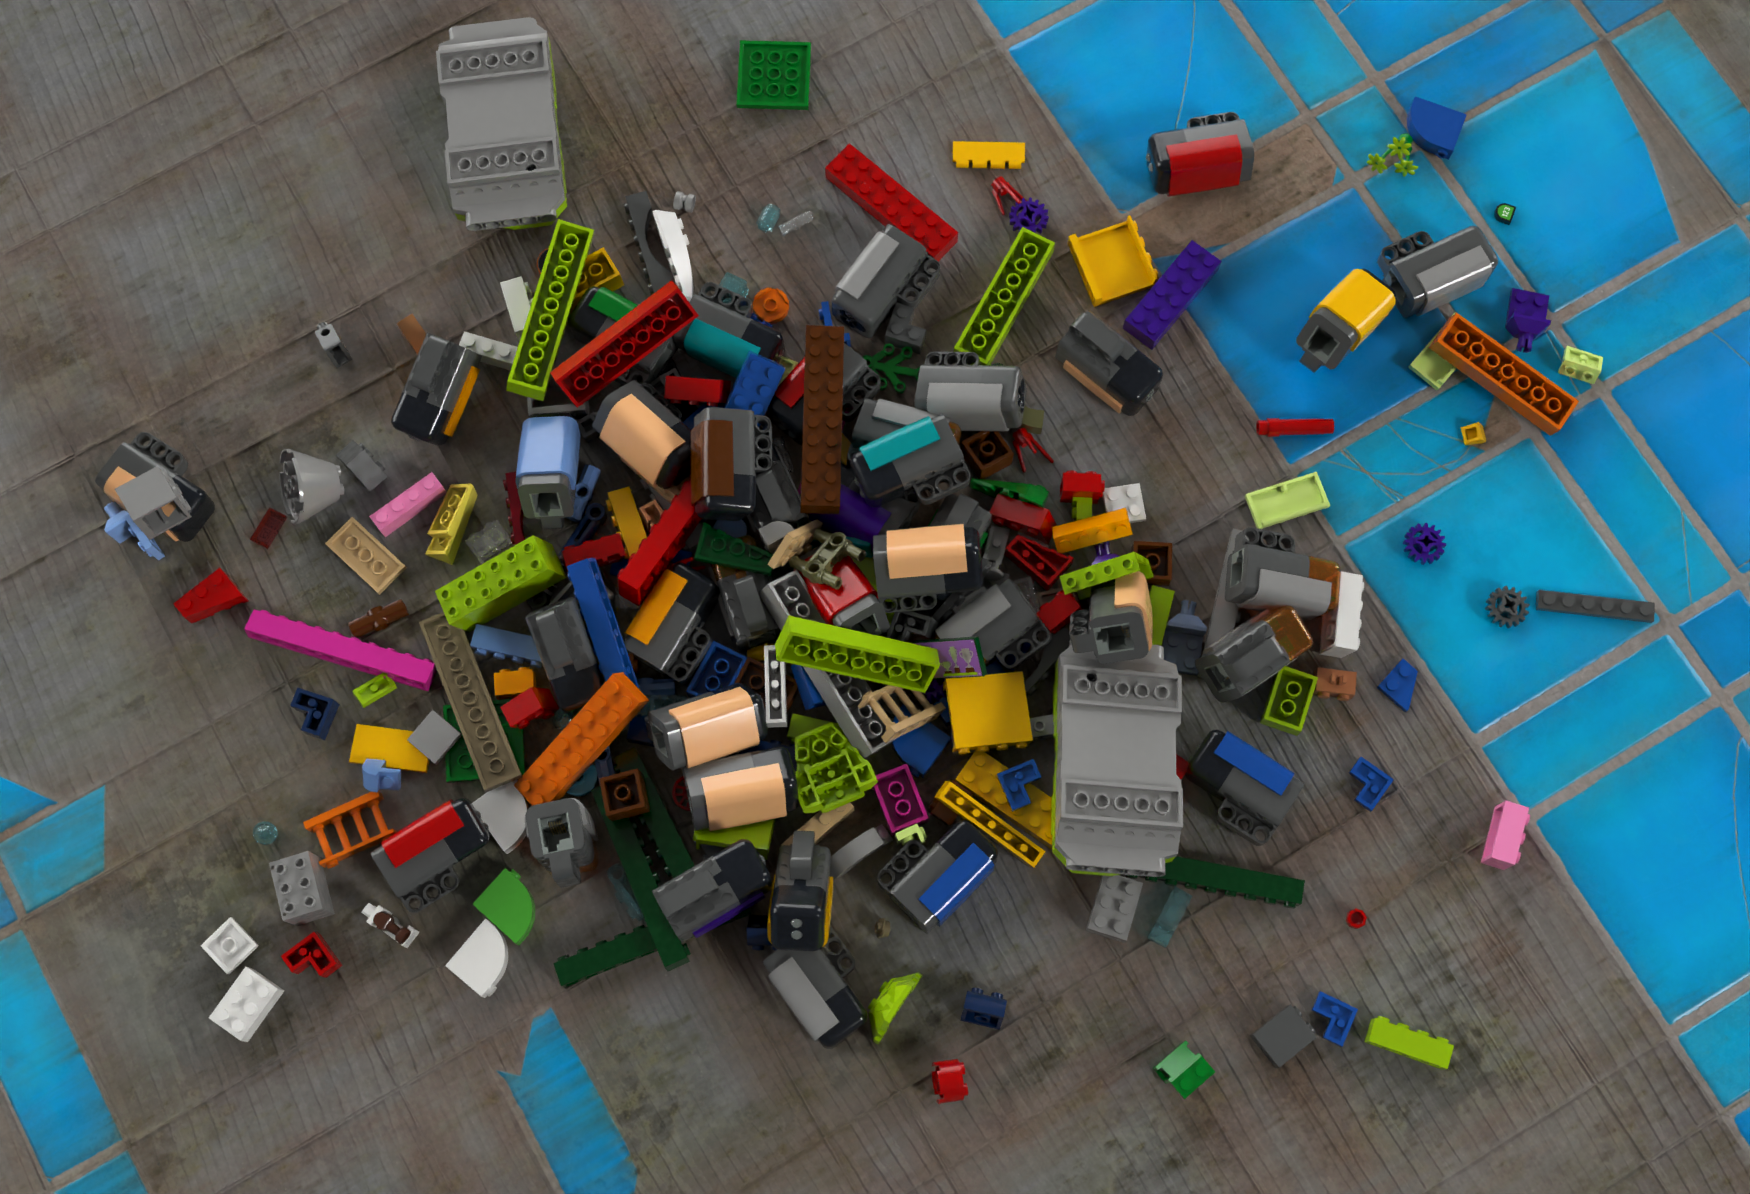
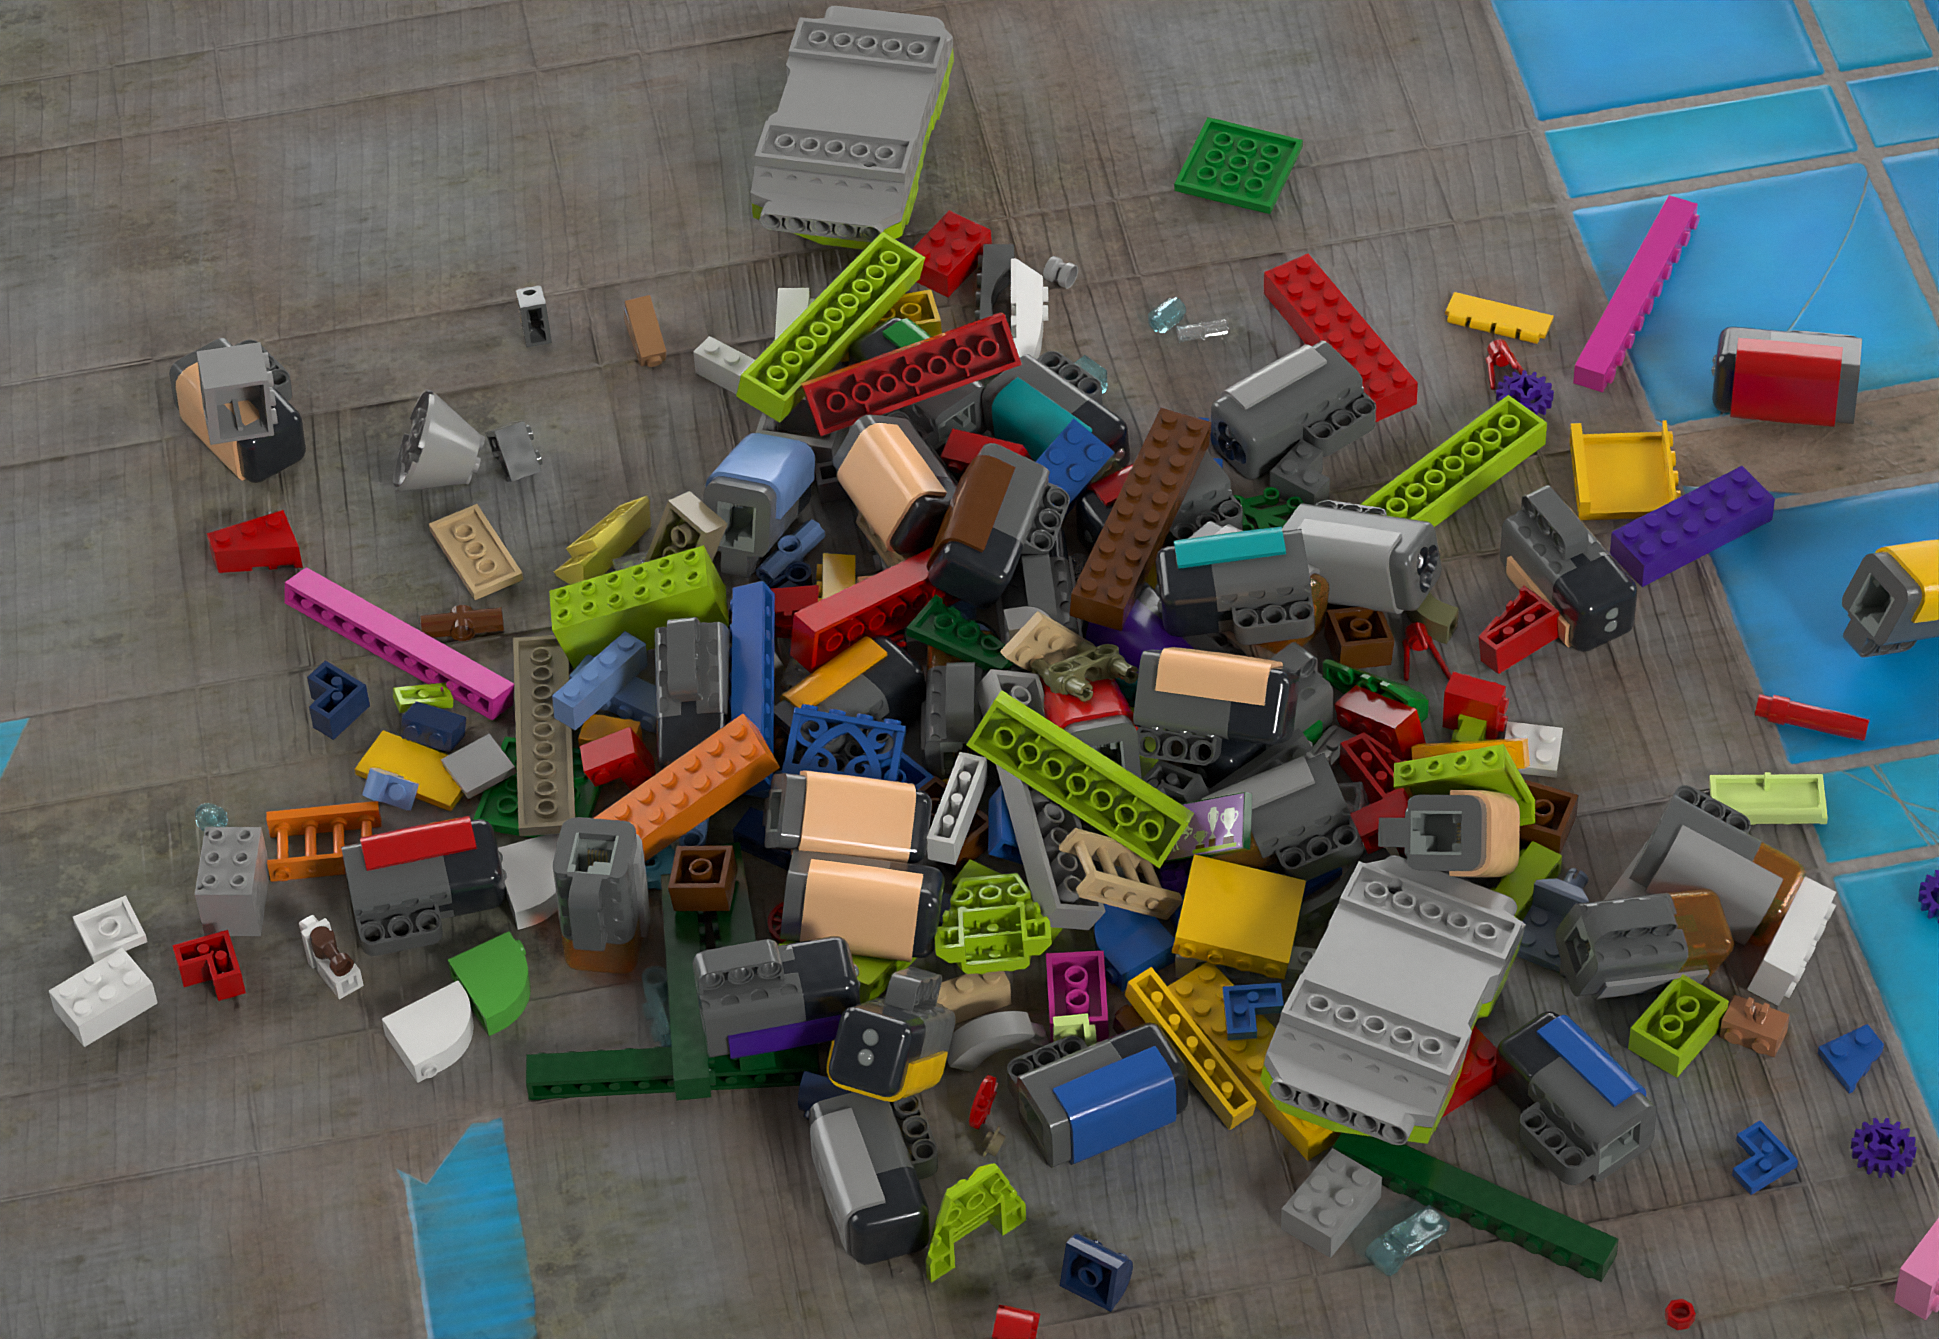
camera: 20 degrees right, 25 degrees down
(122, 527) = (184, 441): light blue plate -> none
(268, 528) = (363, 494): clear red tile -> none
(390, 713) = (433, 726): none -> dark blue brick
(408, 504) = (555, 508): bright pink brick -> none
(436, 391) = (647, 381): piece -> none
(494, 649) = (599, 680): none -> medium blue brick
(514, 521) = (685, 526): none -> dark tan brick
(603, 207) = (951, 252): none -> red brick
(693, 684) = (845, 725): none -> blue fence
(771, 305) = (1135, 410): orange tile -> none
(867, 903) = (983, 1102): none -> red wheel
(1074, 110) = (1636, 294): none -> dark pink brick
(1088, 416) = (1519, 631): none -> red wedge
(1449, 756) = (1883, 1147): none -> dark purple gear

